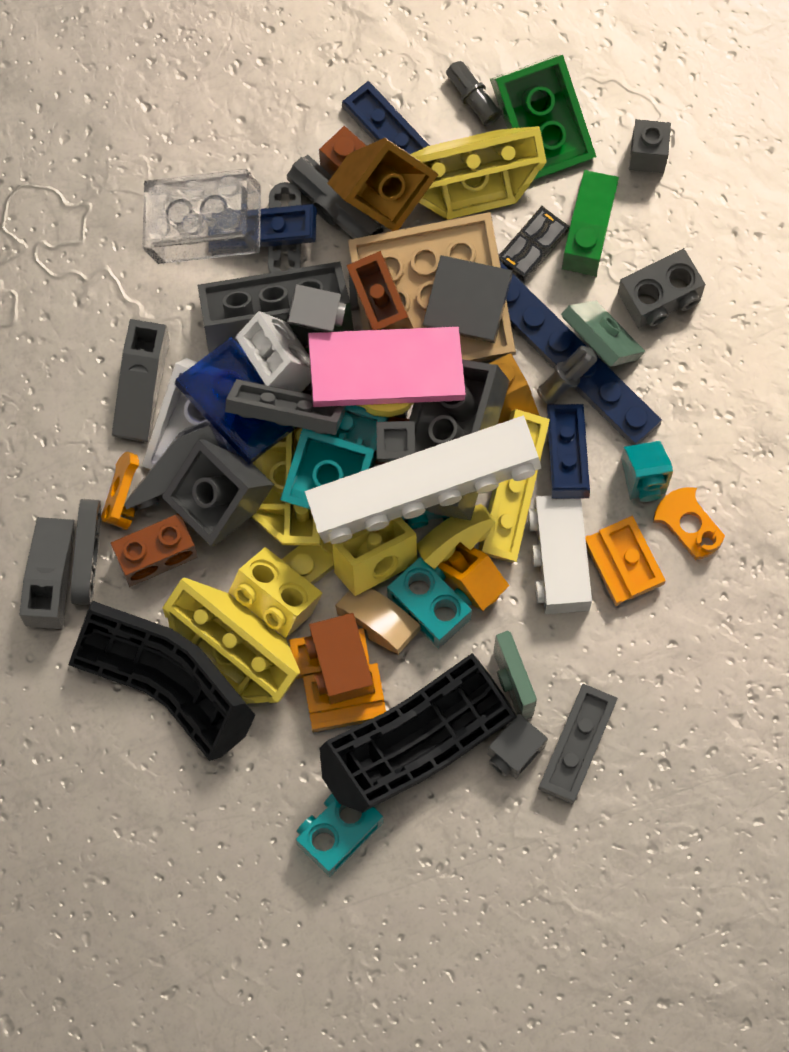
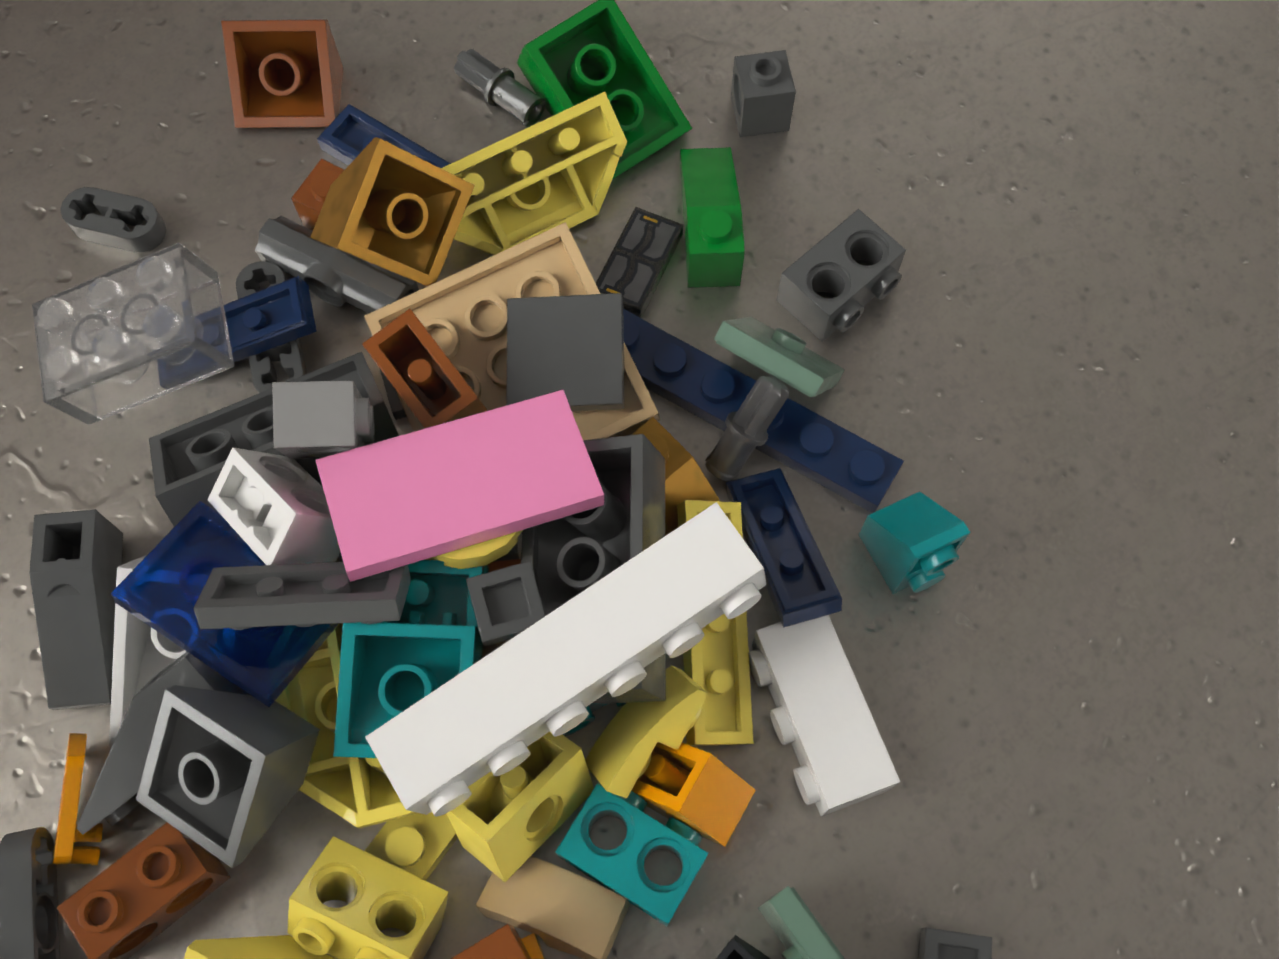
camera: 15 degrees left, 5 degrees down
(201, 120) = (116, 212): none -> dark grey beam
(329, 51) = (282, 72): none -> dark orange slope
(624, 560) = (922, 695): light orange plate -> none
(682, 503) = (962, 597): light orange piece -> none

